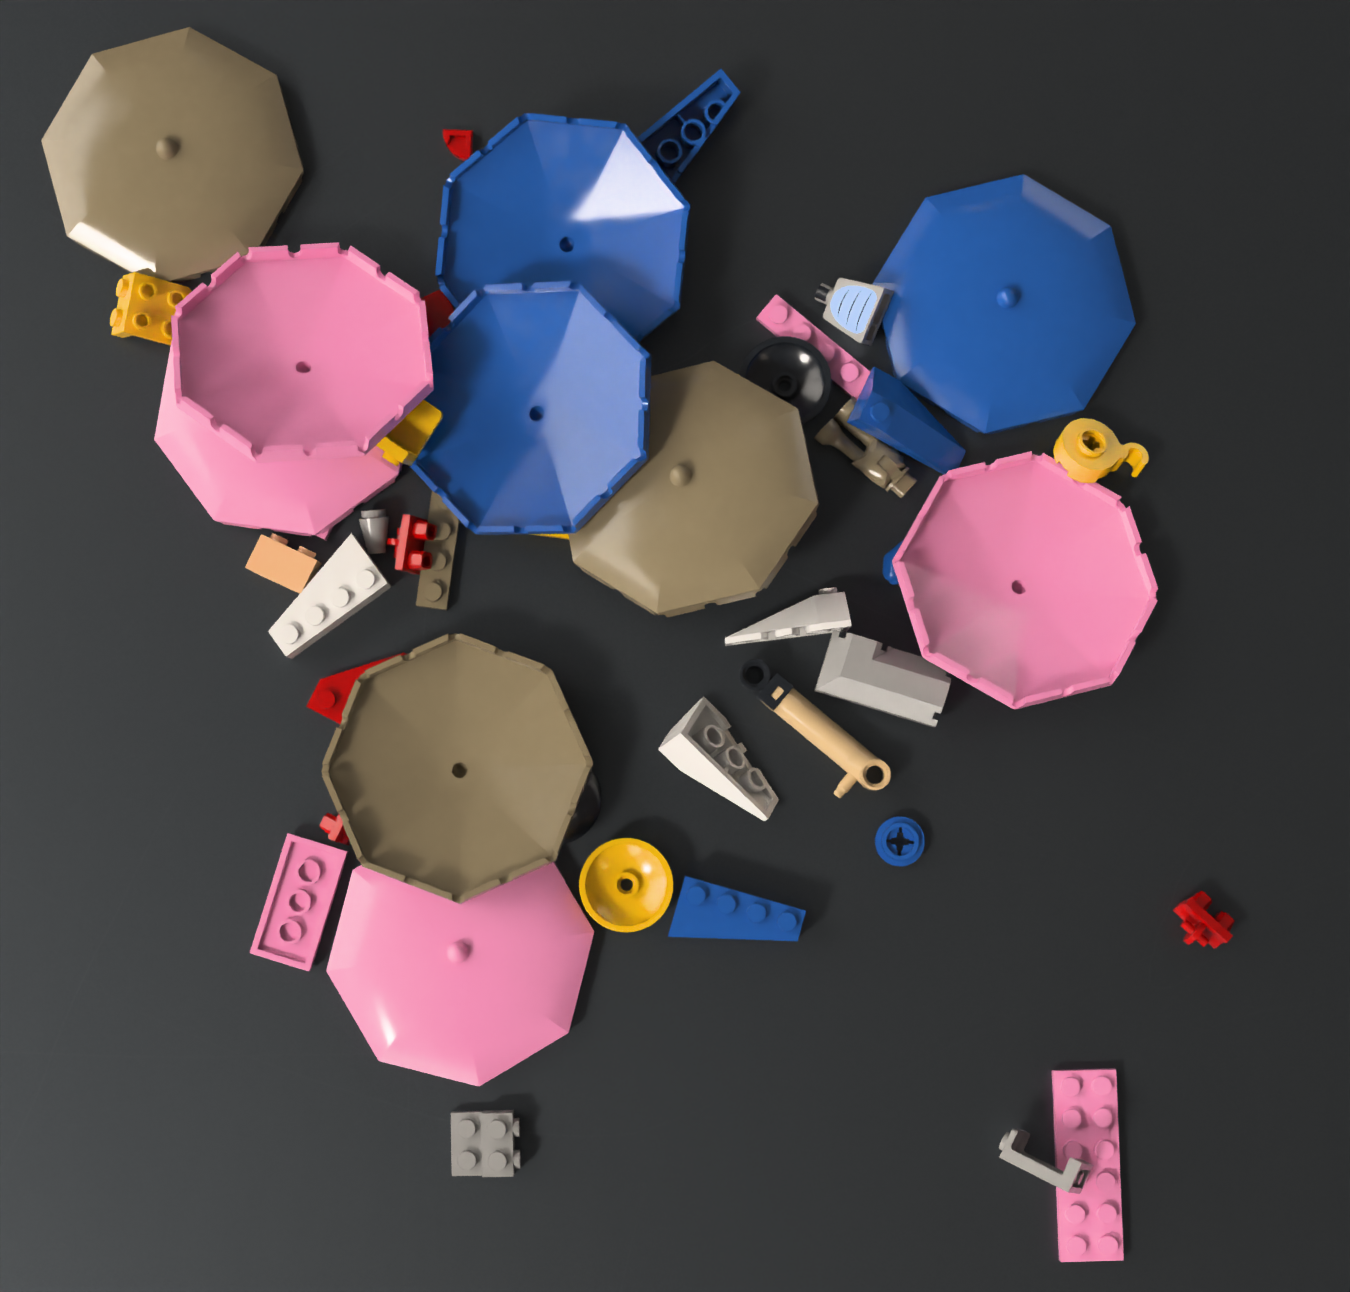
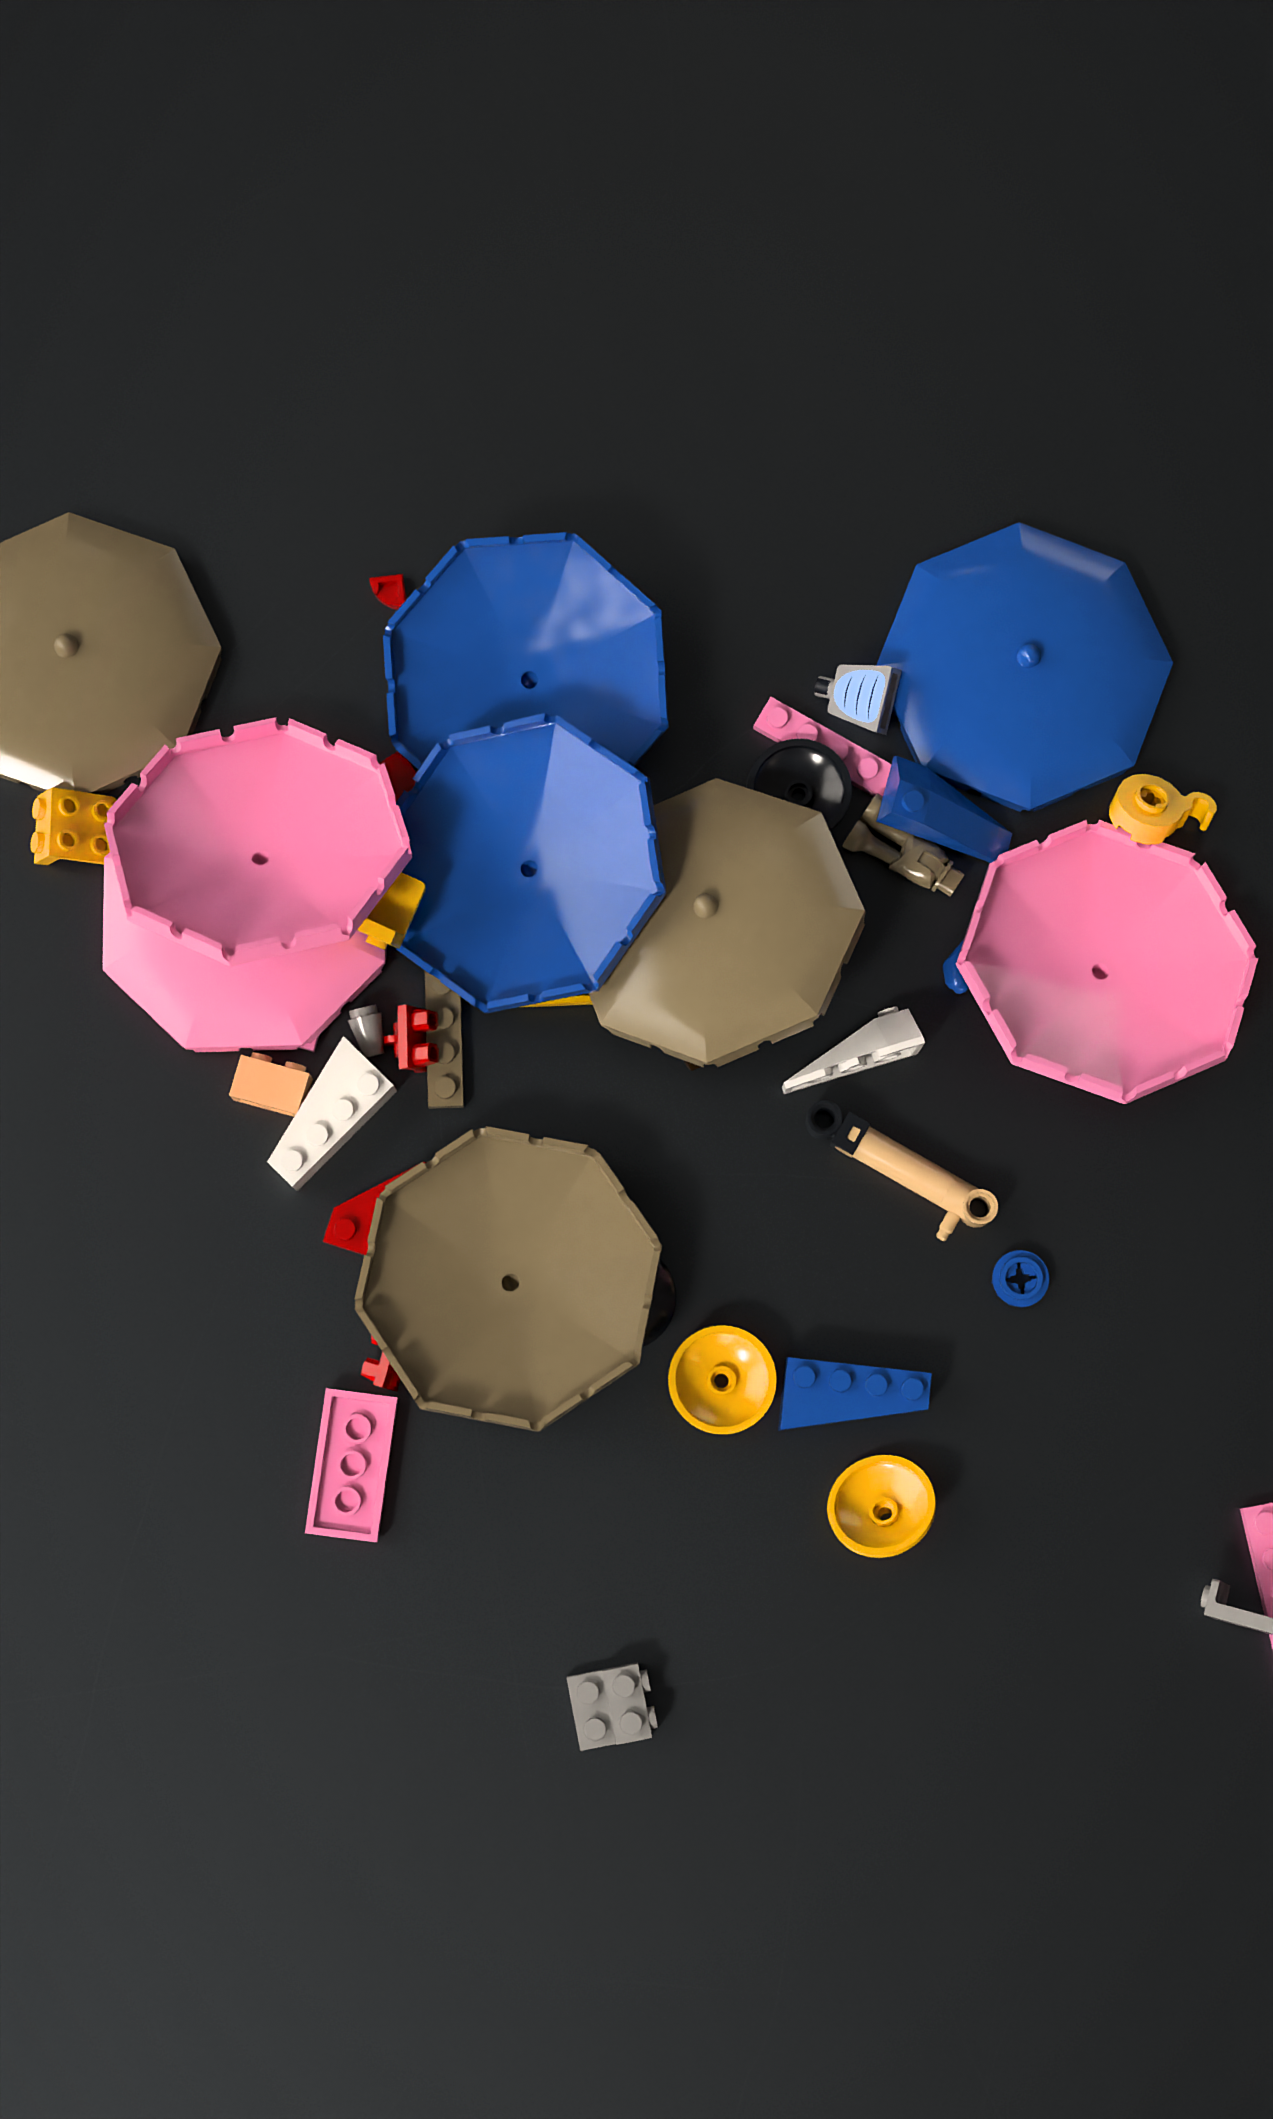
camera: 15 degrees left, 5 degrees down
(464, 982) = (552, 1523): bright pink piece -> none
(687, 126) = (643, 526): blue wedge -> none
(710, 755) = (787, 1216): white wedge -> none
(741, 999) = (876, 1488): none -> yellow dish
(883, 680) = (970, 1098): light grey brick -> none

